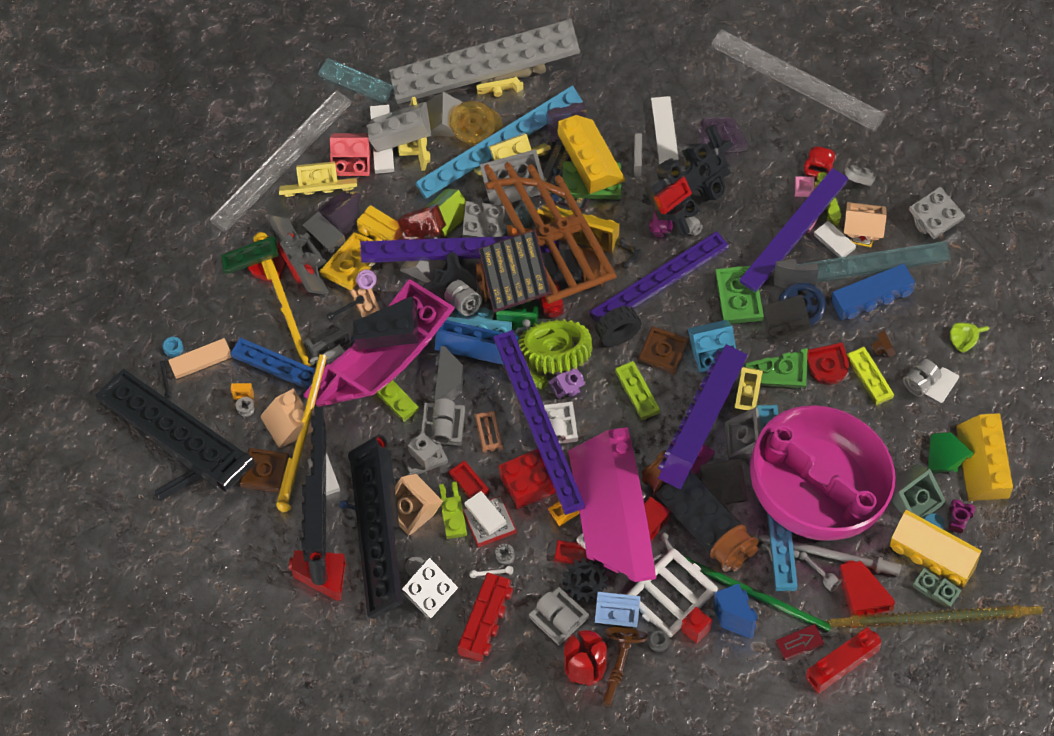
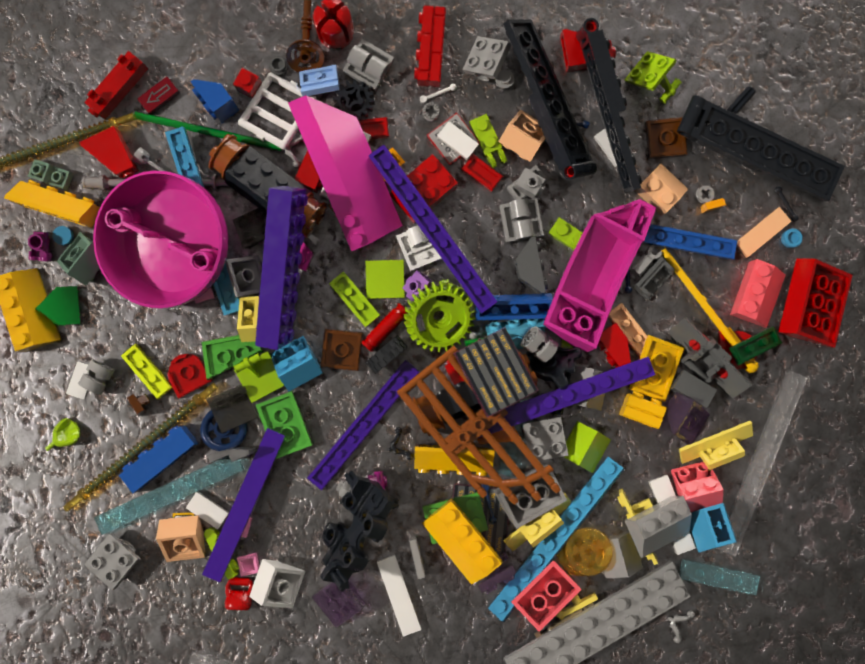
camera: 160 degrees right, 25 degrees up
(175, 281) = (815, 302): none -> red slope
(228, 303) = (758, 293): none -> coral slope
(257, 529) = (651, 72): none -> lime plate
(292, 464) = (638, 108): yellow bar -> none
(349, 112) = (712, 528): none -> dark azure slope
(359, 300) = (635, 327): black hinge -> none
(366, 279) = (637, 346): lavender plate -> none
(386, 284) = (615, 346): none -> red slope
(388, 326) = (597, 287): black wedge -> none
(413, 41) = (690, 614): none -> light grey piece
(422, 223) = (603, 419): clear red brick -> none
(492, 446) = (485, 240): nougat tile -> none
(523, 94) = (546, 595): none -> coral slope
(600, 404) = (385, 279): none -> lime tile
(612, 358) = (385, 327): none -> red axle
(672, 195) = (366, 501): red tile -> none
(755, 342) = (258, 376): none -> lime plate
(780, 162) = (276, 584): none -> white slope
(822, 337) = (84, 493): none -> clear yellow hose
(858, 175) = (195, 585): light grey plate -> none

